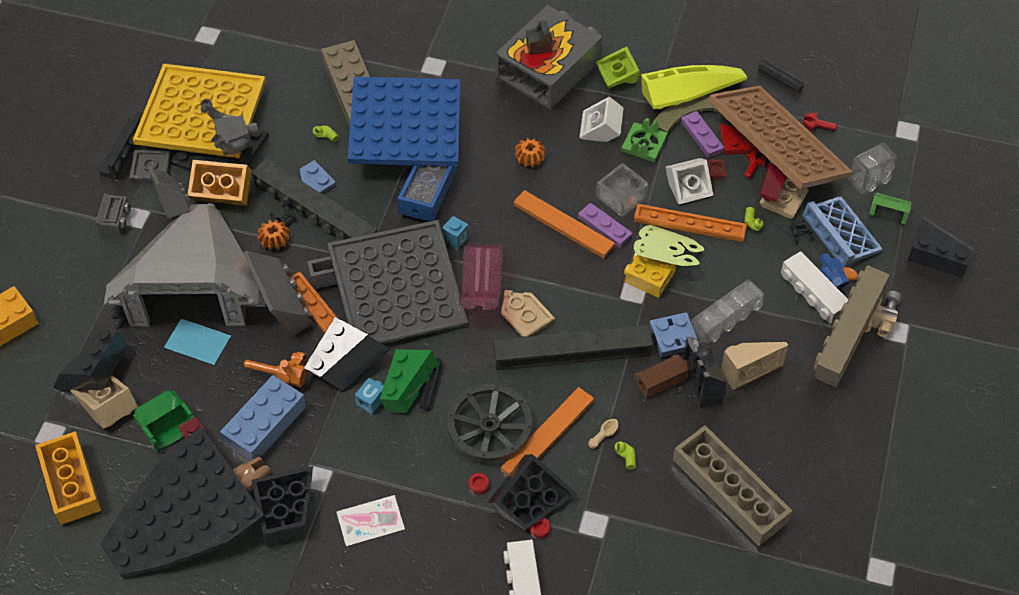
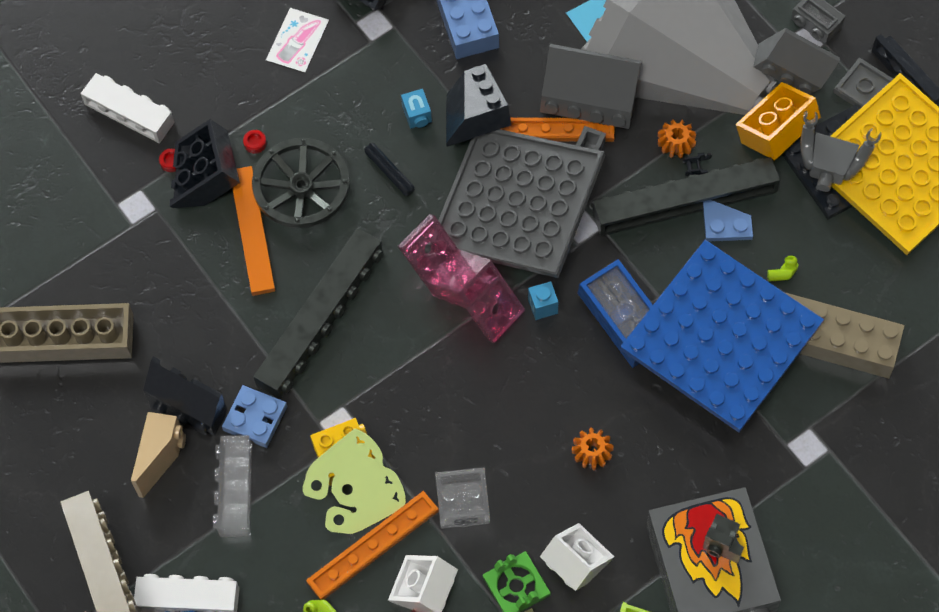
camera: 130 degrees right, 10 degrees up
(290, 372) = (496, 54): orange piece -> none
(405, 378) = (407, 143): green wedge -> none
(525, 313) = (398, 303): tan tile -> none
(564, 224) = (474, 418): orange tile -> none
(605, 225) = (440, 457): medium lavender plate -> none
(607, 429) = (210, 282): tan piece -> none
(627, 453) = (175, 281): lime arm -> none
(662, 376) = (220, 364): reddish brown brick -> none

